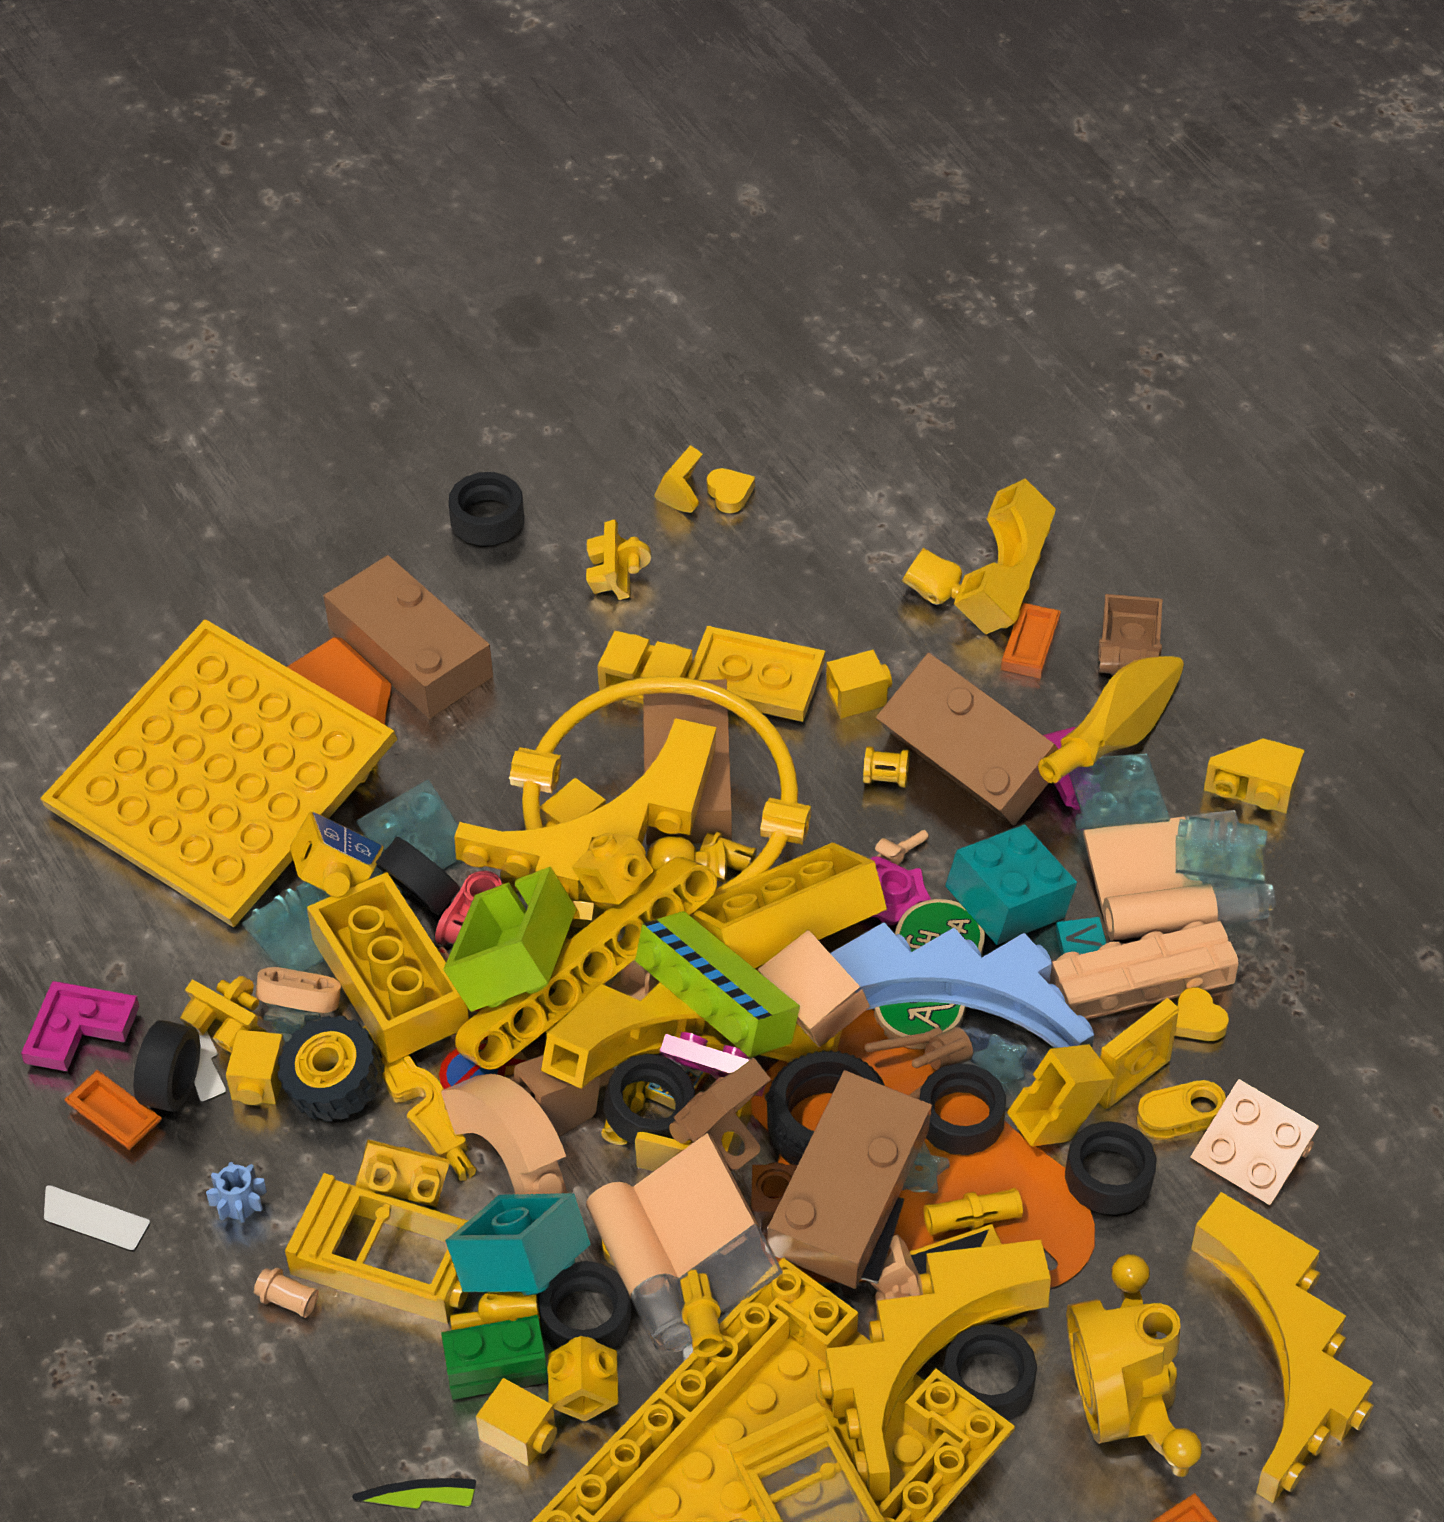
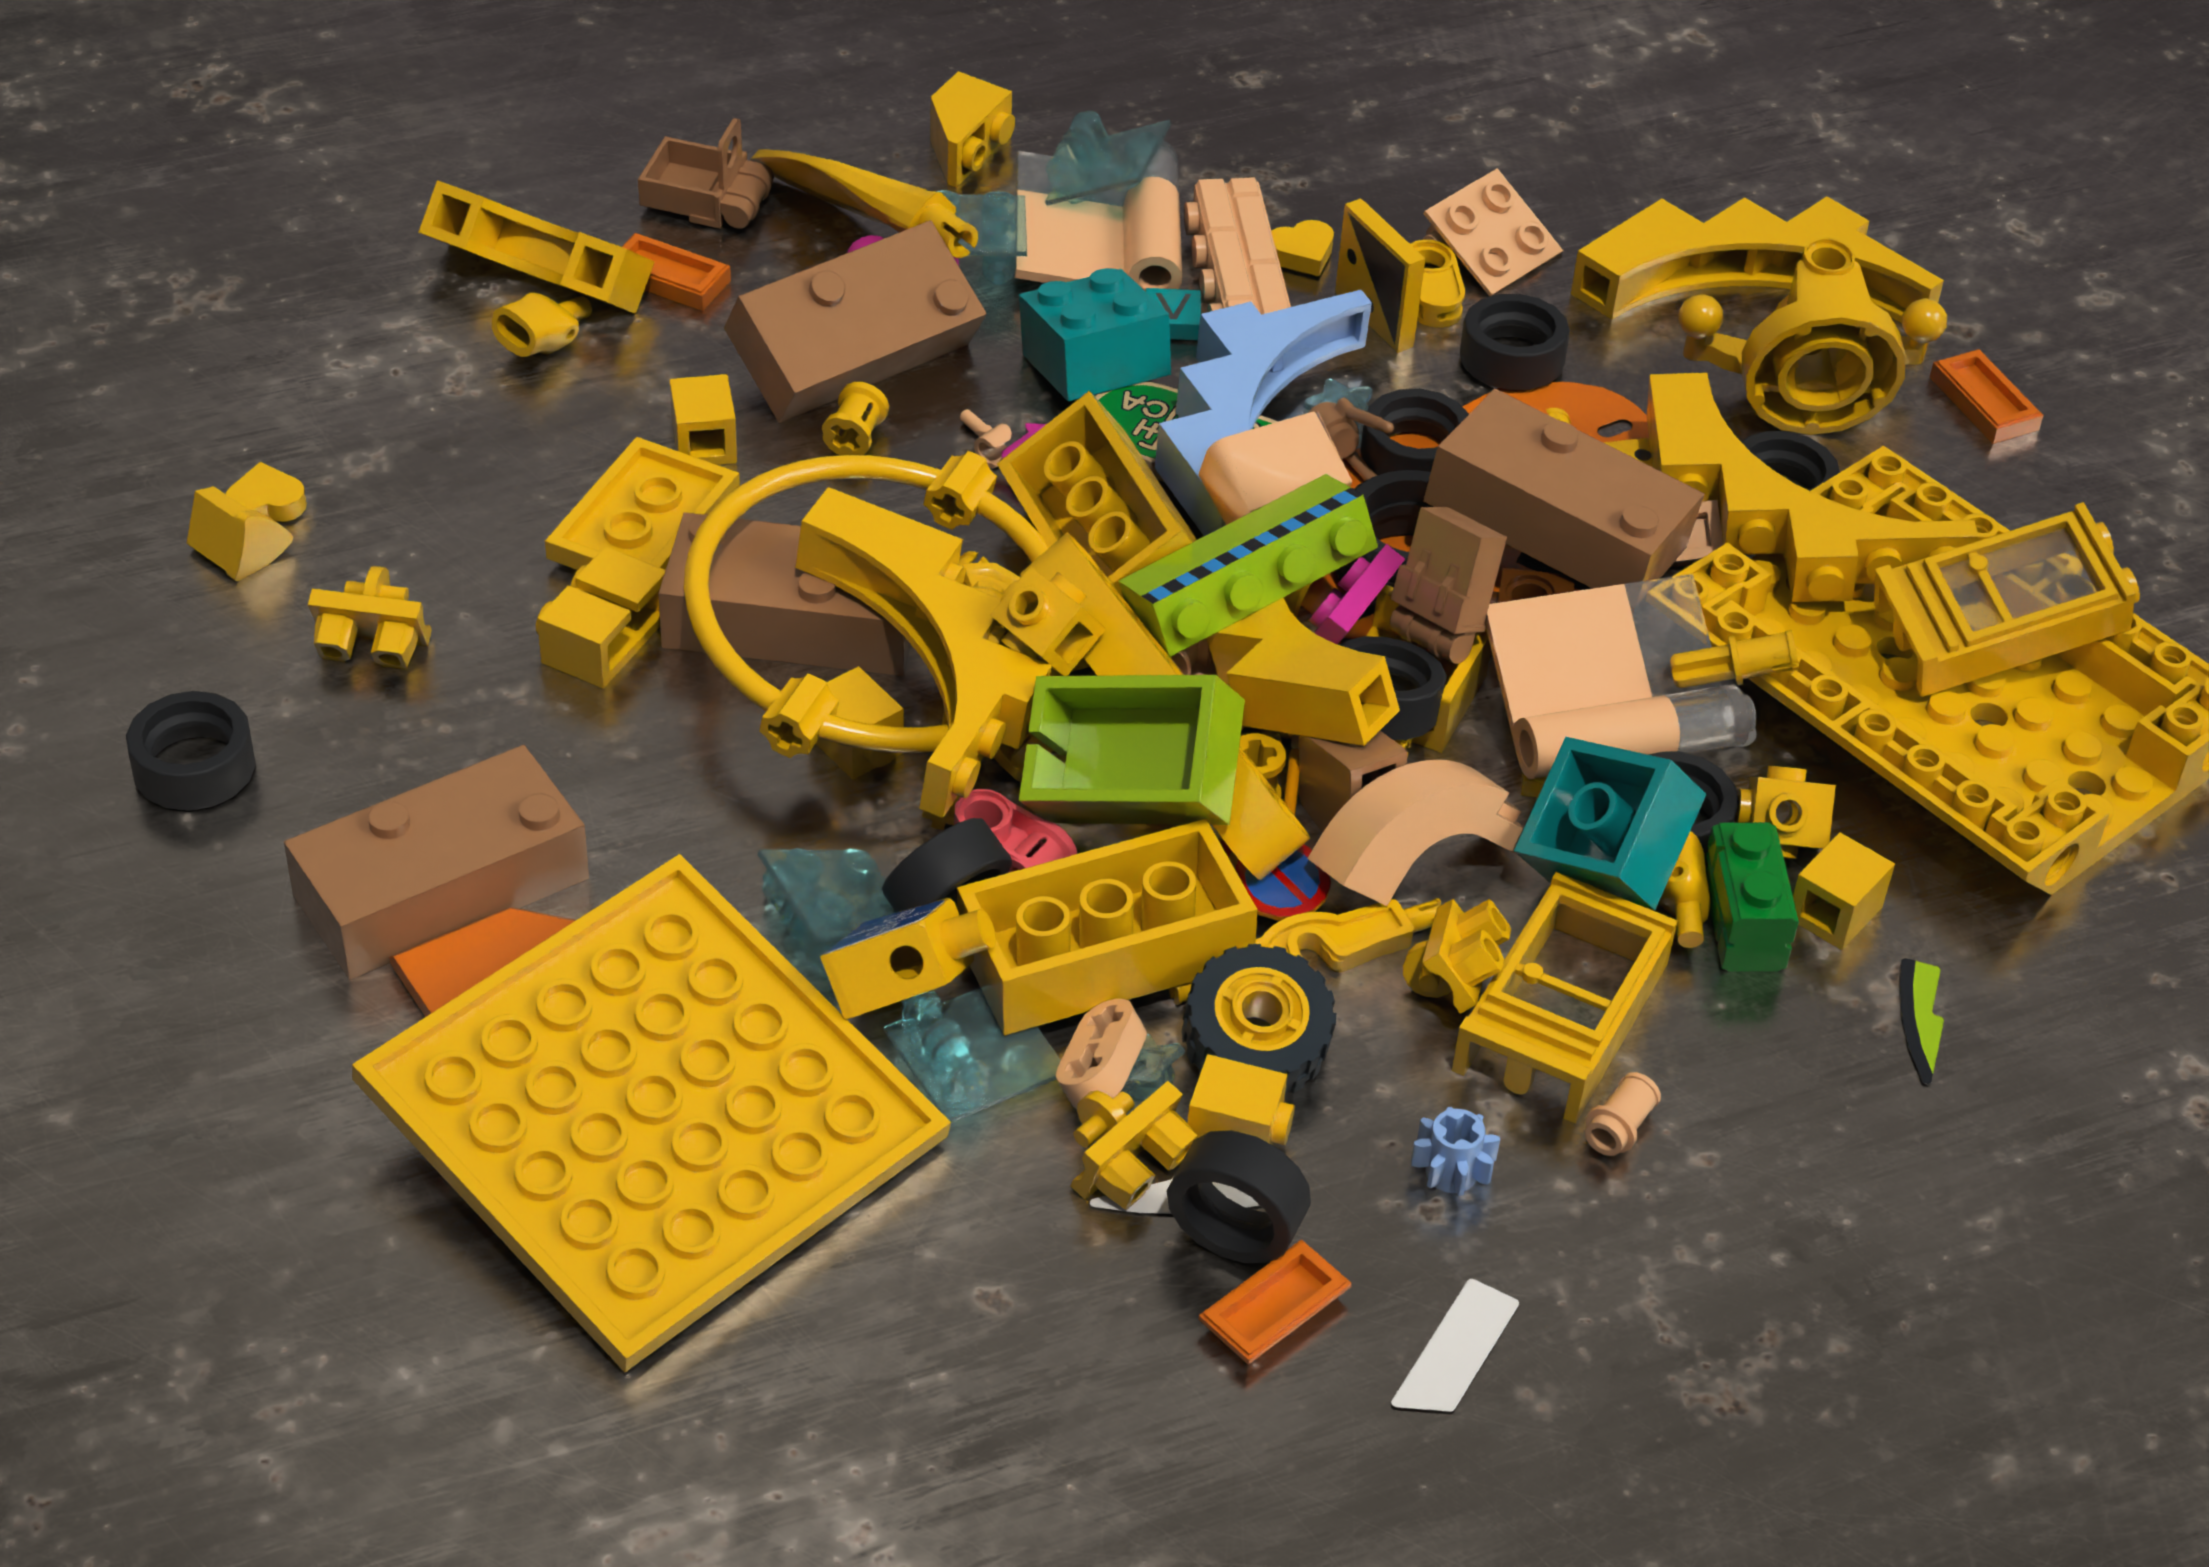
camera: 85 degrees left, 5 degrees down
(75, 1012) = (1092, 1348): dark pink plate -> none
(1061, 1096) = (1436, 334): yellow brick -> none

